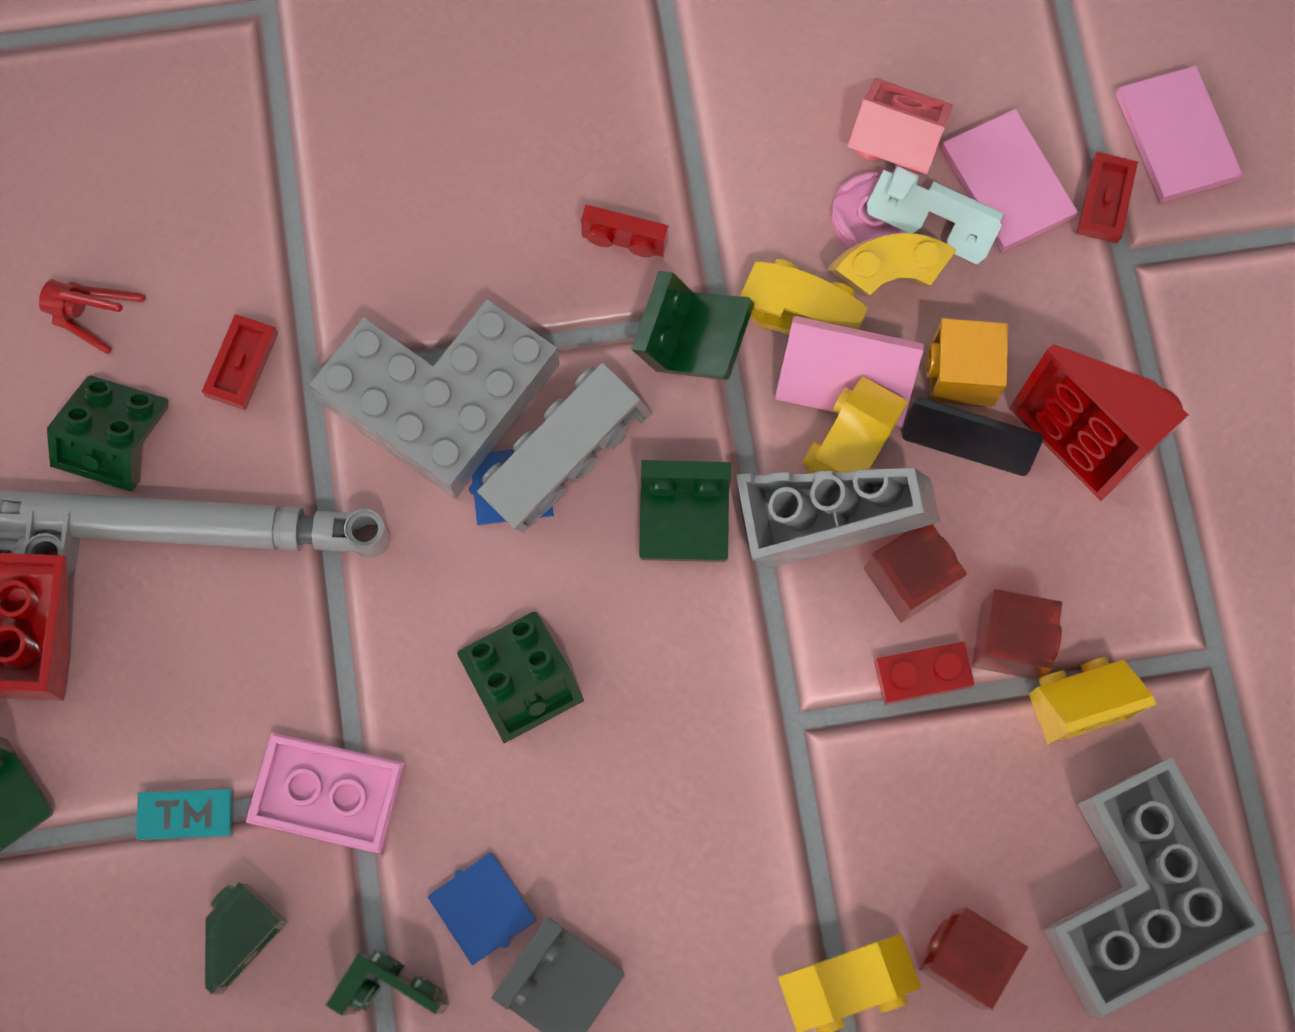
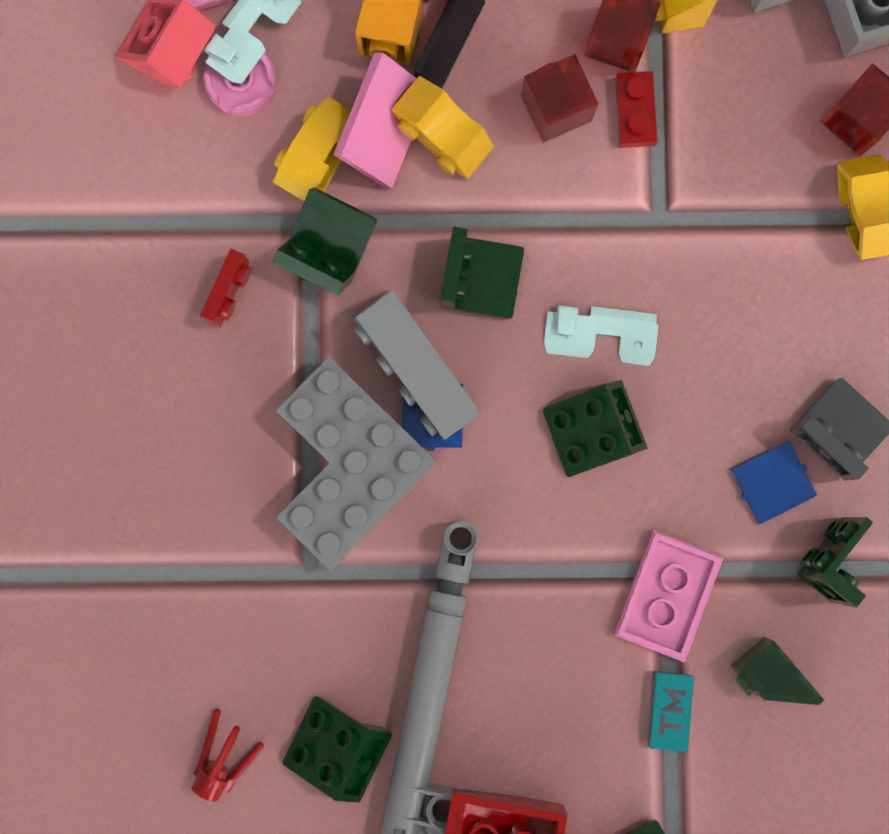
camera: 80 degrees left, 10 degrees up
(240, 362) = (292, 630): red plate -> none
(632, 639) = (576, 334): none -> light aqua piece
(828, 511) = (505, 158): light grey wedge -> none
(892, 257) = (289, 69): yellow brick -> none

